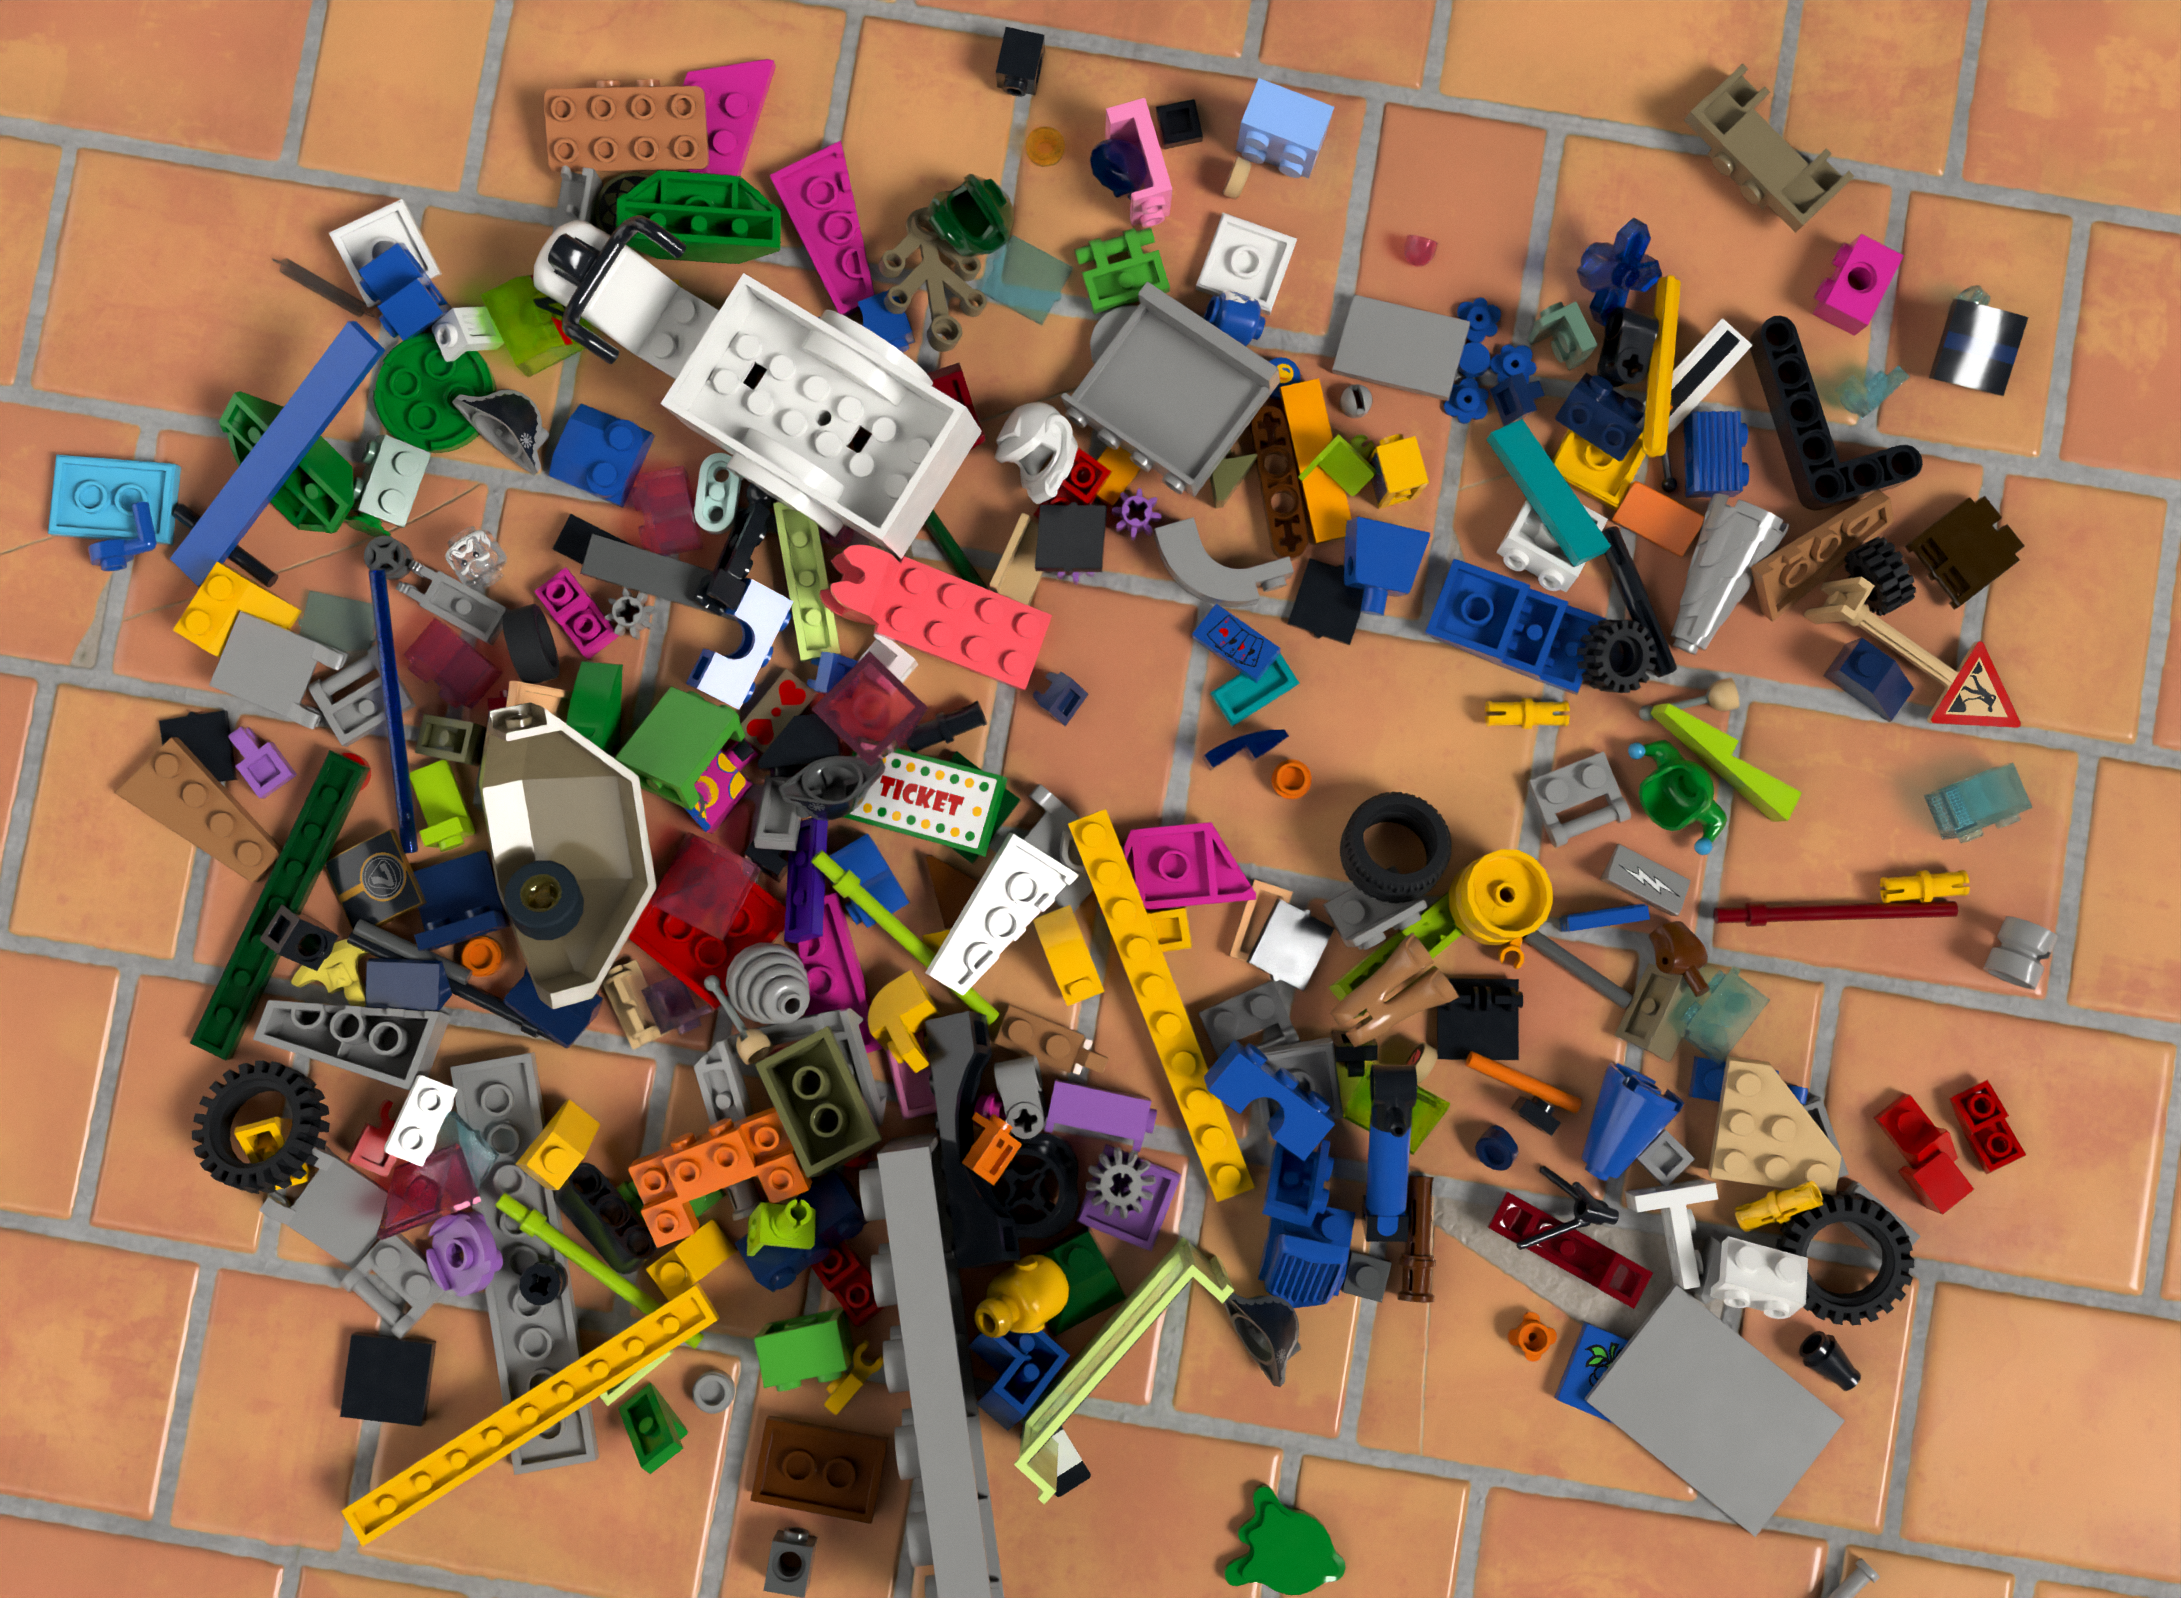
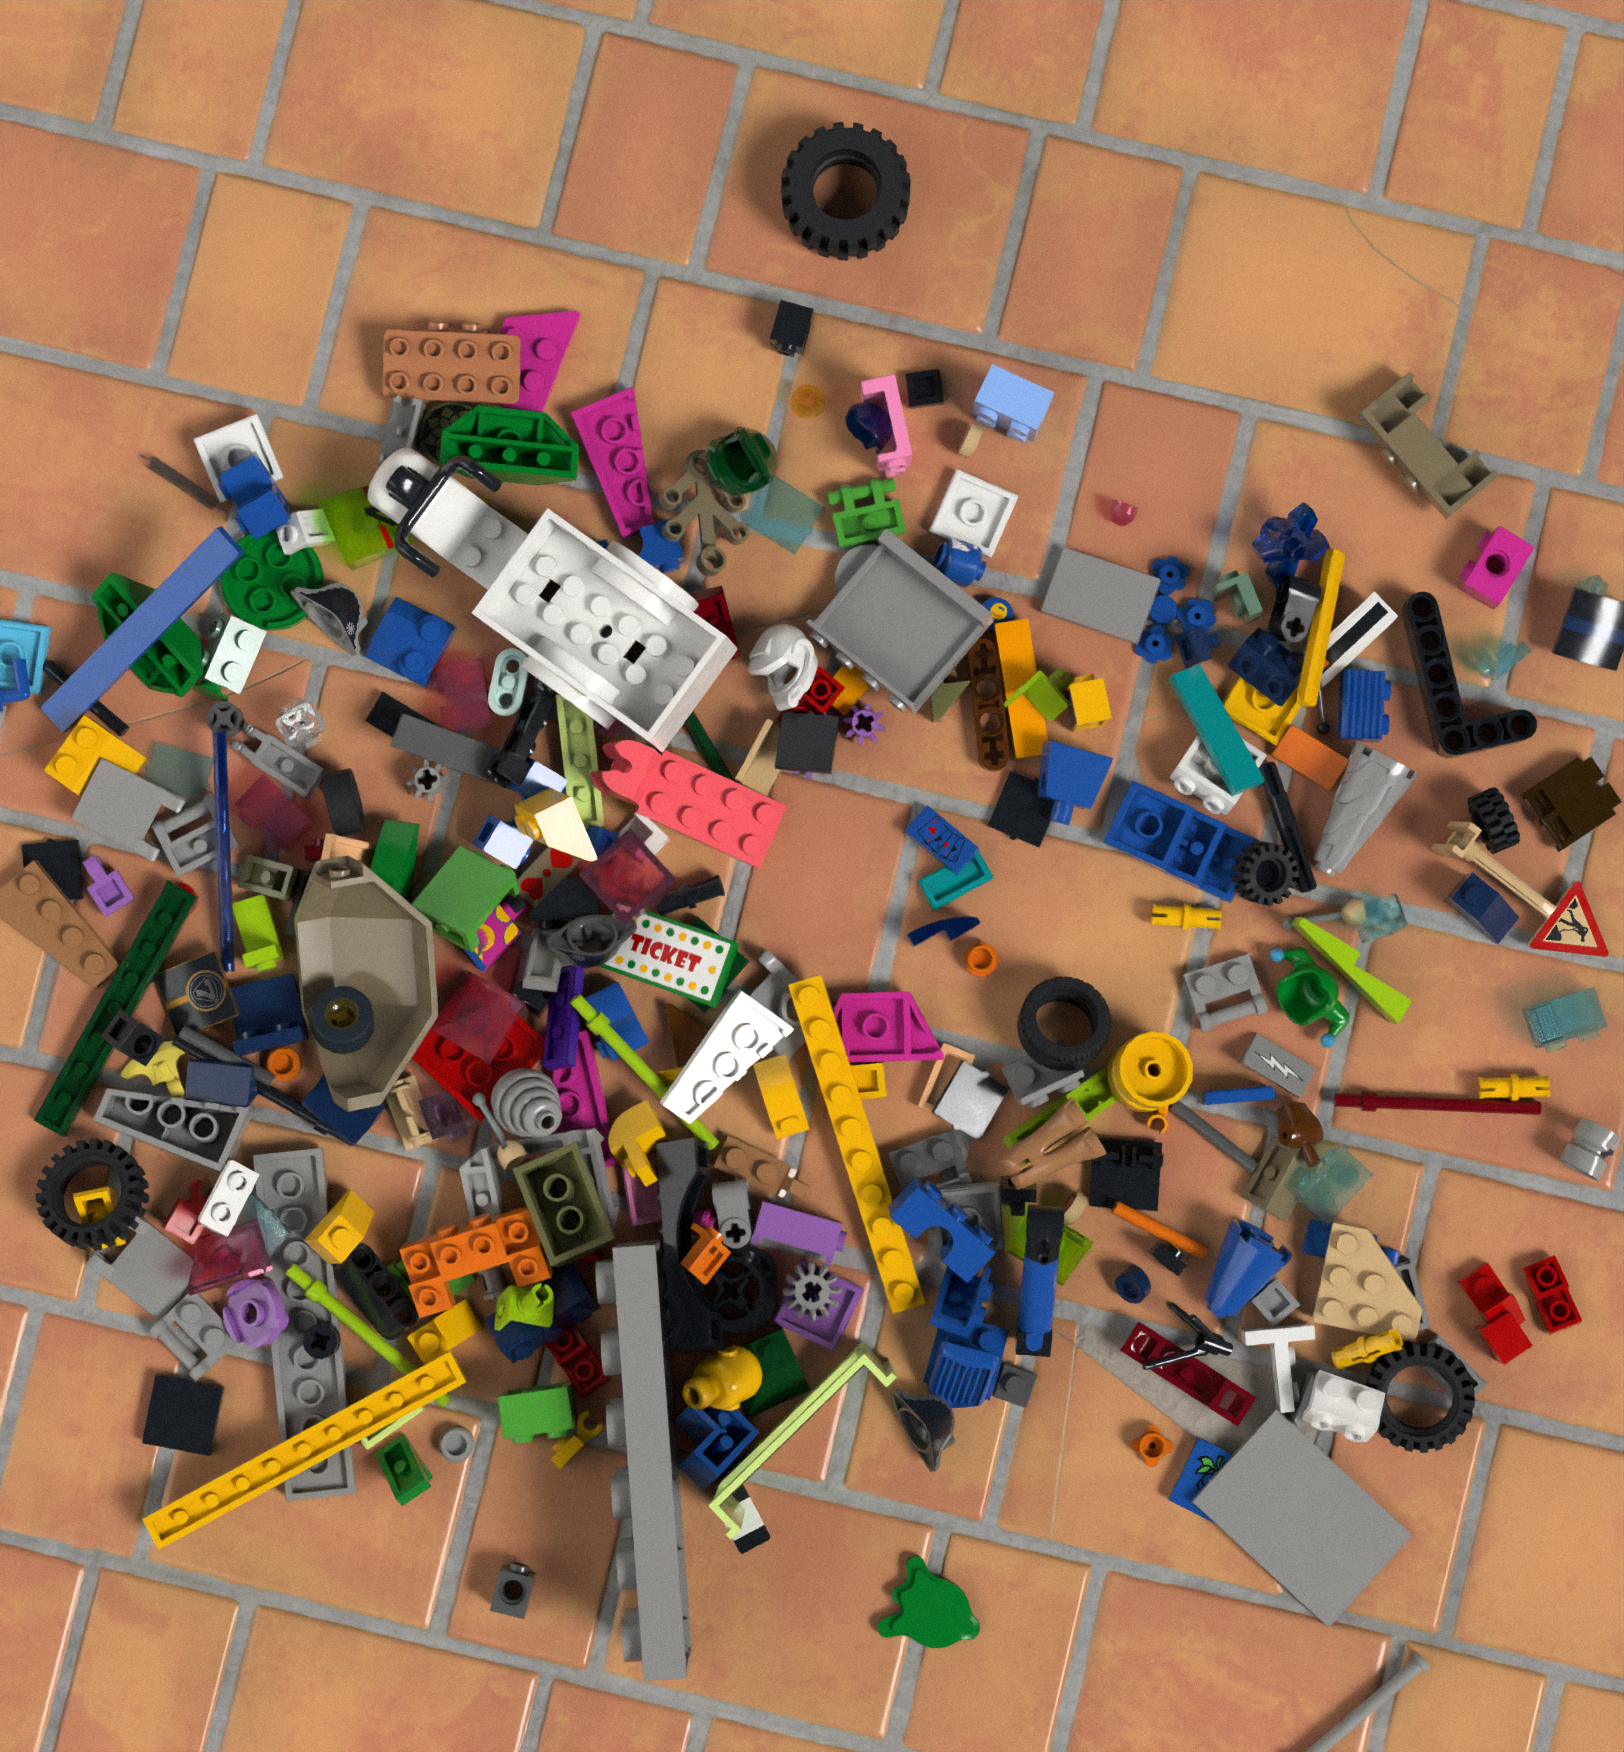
camera: 10 degrees right, 0 degrees up
(576, 613) = (382, 776): dark pink slope -> none
(779, 649) = (554, 821): none -> slope
(819, 1469) = (542, 1515): reddish brown plate -> none
(1061, 698) = (790, 877): dark blue tile -> none
(1208, 580) = (920, 784): light grey arch -> none
(1348, 402) = (1052, 638): light grey hinge -> none
(1417, 1258) = (1058, 1374): reddish brown pin -> none
(1759, 698) = (1384, 918): none -> clear light blue bracket
(1811, 558) = (1435, 802): medium nougat wing -> none
(1828, 1359) = (1401, 1482): black cone -> none

